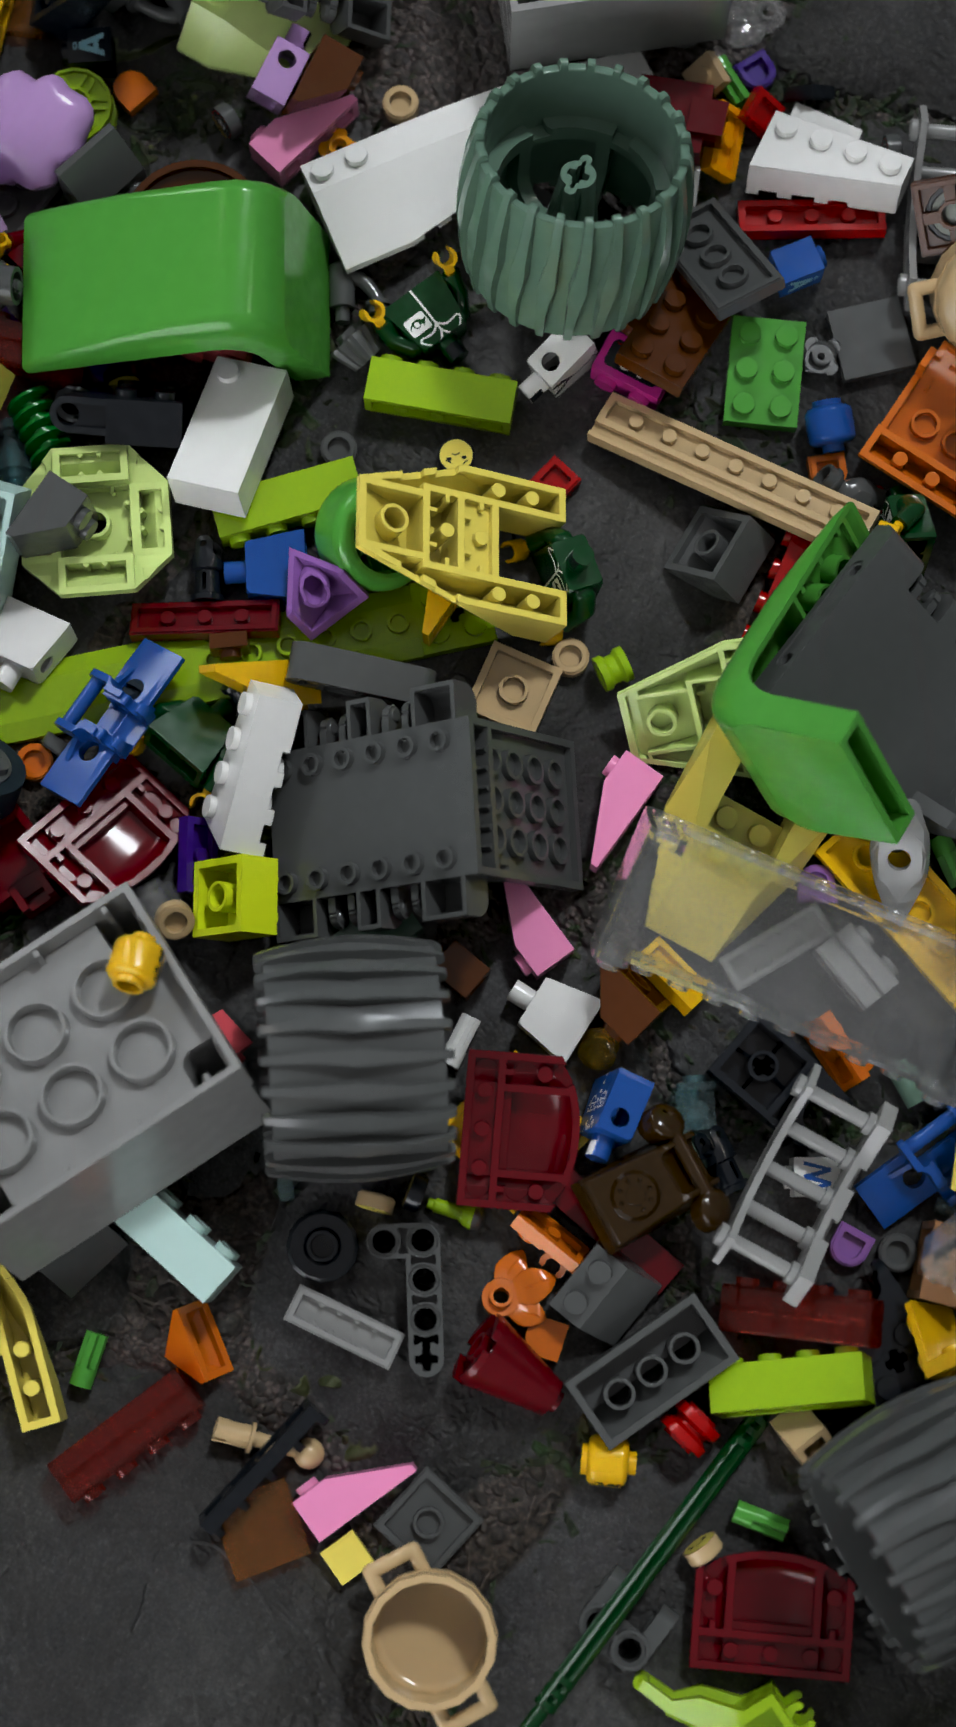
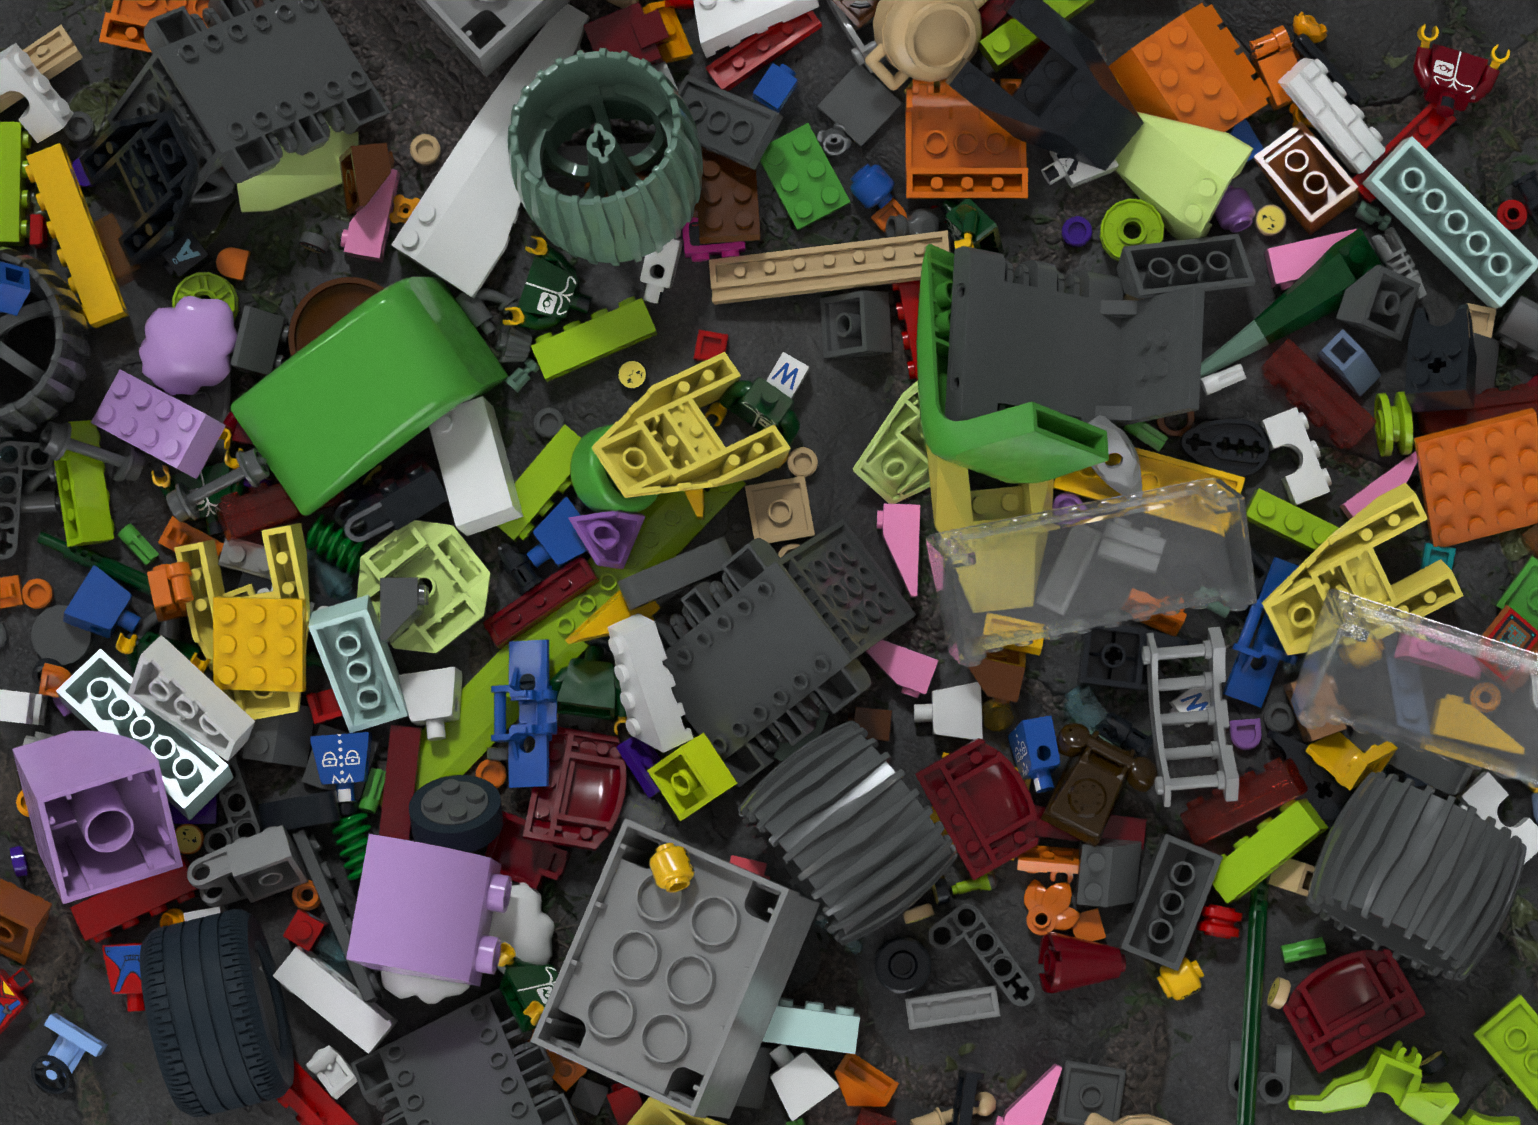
camera: 30 degrees left, 5 degrees up
(131, 1295) = (800, 1081): none -> white torso
(175, 919) = (661, 817): tan tile -> none
(229, 645) = (572, 610): reddish brown plate -> none
(275, 82) = (333, 198): lavender torso -> none
(341, 384) = (520, 376): none -> sand green piece
(461, 1039) = (901, 761): white piece -> none
(613, 668) = (837, 452): lime wheel -> none
(616, 557) = (788, 374): none -> white brick

